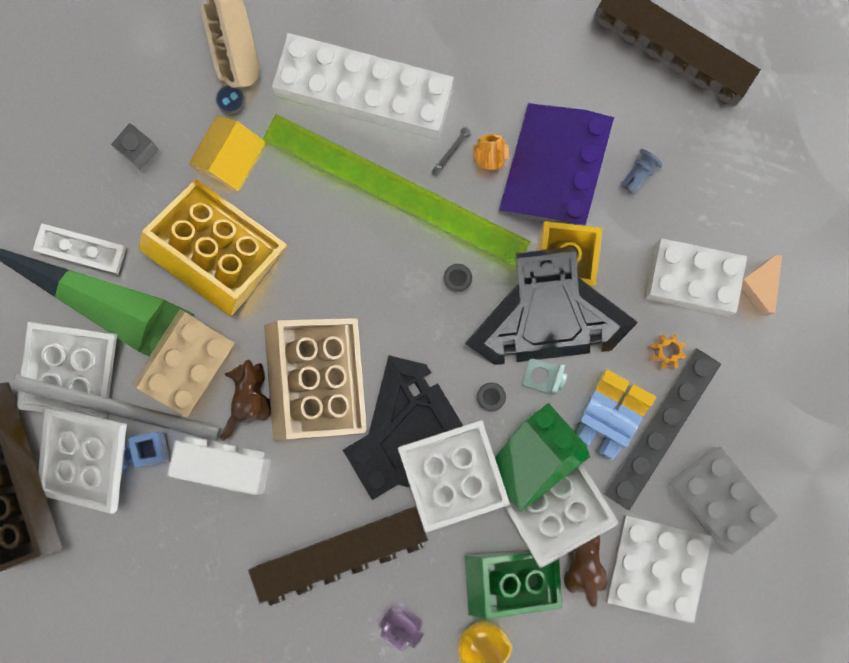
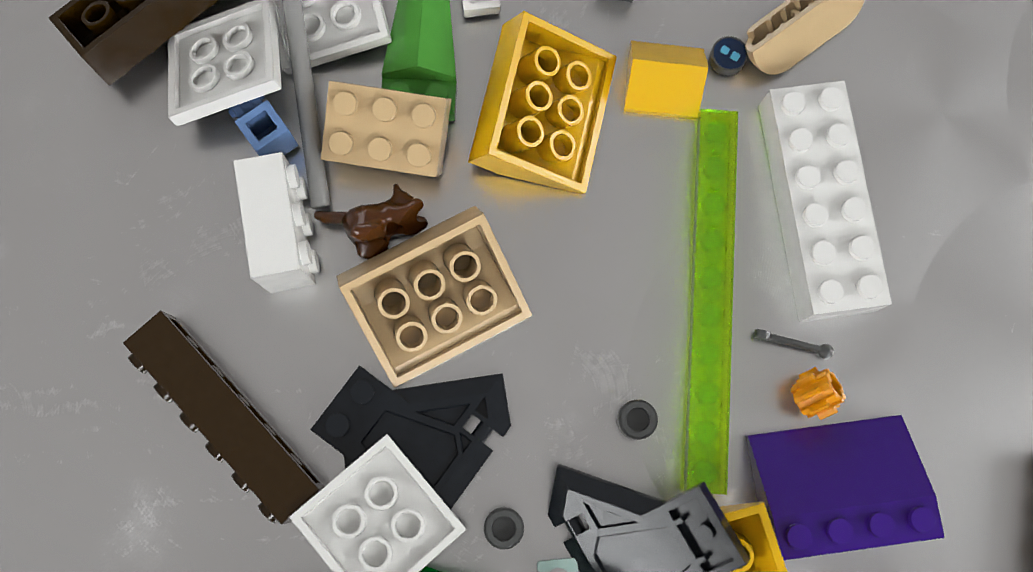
camera: 65 degrees right, 5 degrees down
(401, 628) = (157, 537): clear purple head -> none

